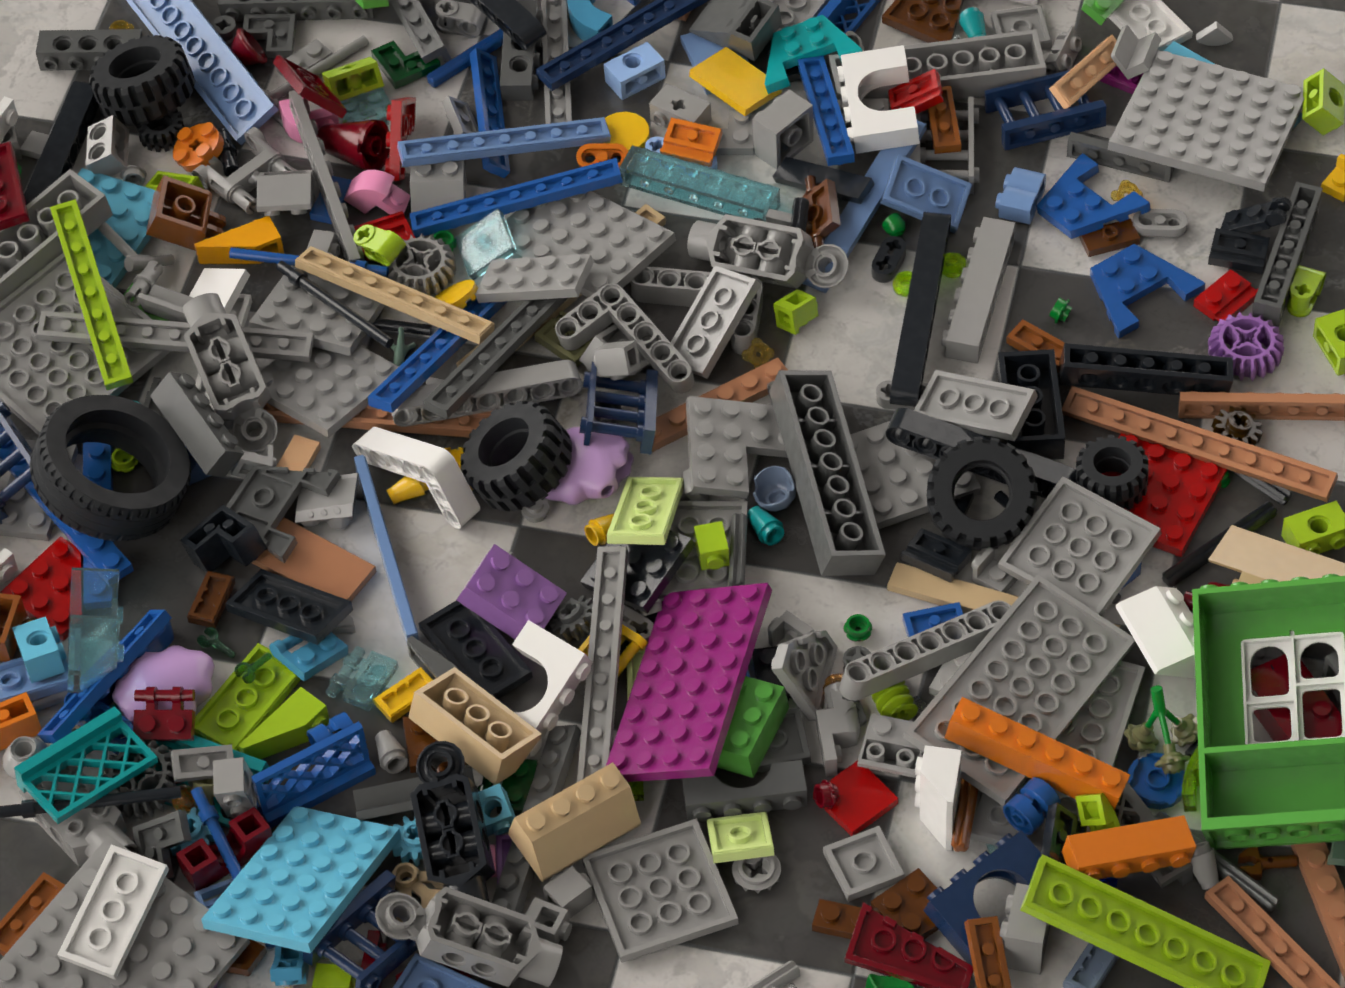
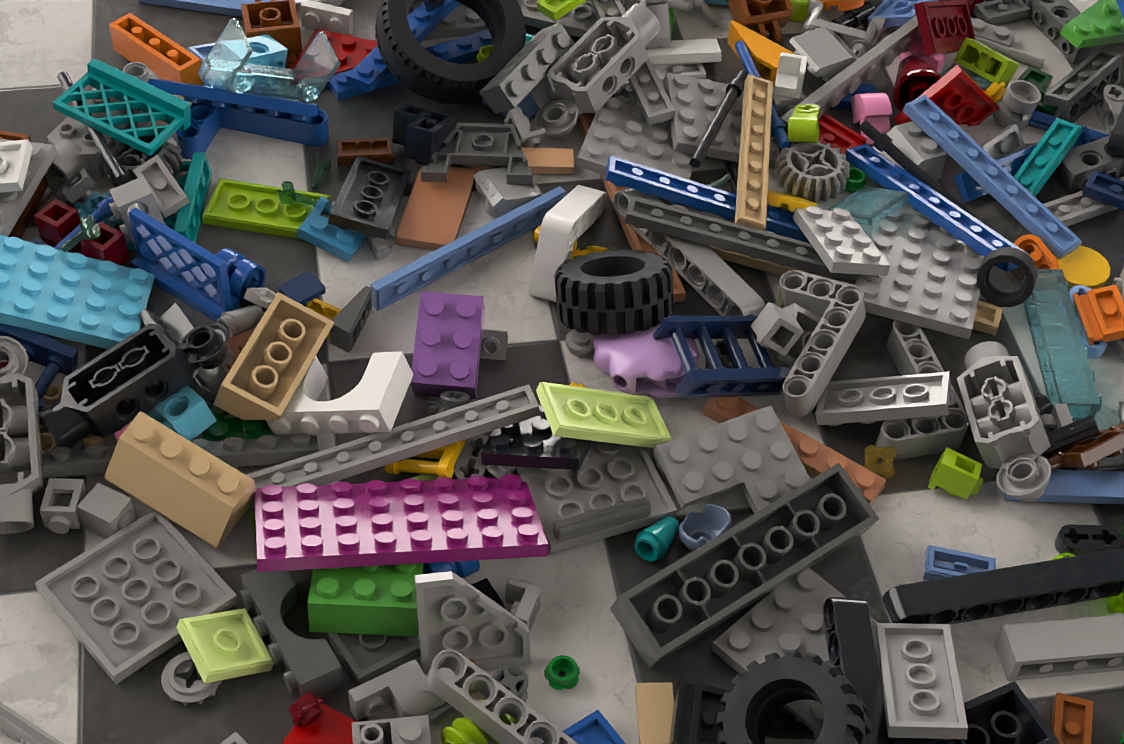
camera: 60 degrees right, 5 degrees down
(164, 724) = (196, 148): dark red plate -> none
(165, 670) = (247, 146): lavender piece -> none
(243, 829) = (88, 231): none -> clear green hand
(286, 726) = (248, 238): lime slope -> none
(311, 228) = (790, 75): none -> white panel
(368, 682) = (332, 273): clear light blue plate -> none
(373, 724) = (260, 296): none -> white tile
(395, 90) = (996, 91): none -> yellow plate
(399, 687) = (302, 288): none -> dark blue panel
(422, 82) = (1017, 104): none -> light grey wheel
(431, 198) = (884, 143): none -> black bar
(476, 649) = (388, 331): black plate -> none
(499, 92) = (1047, 155): none -> teal tile
(643, 189) = (997, 296): none -> black tyre
(711, 545) = (592, 488): lime brick -> none
(864, 363) = (961, 561): none -> medium blue tile

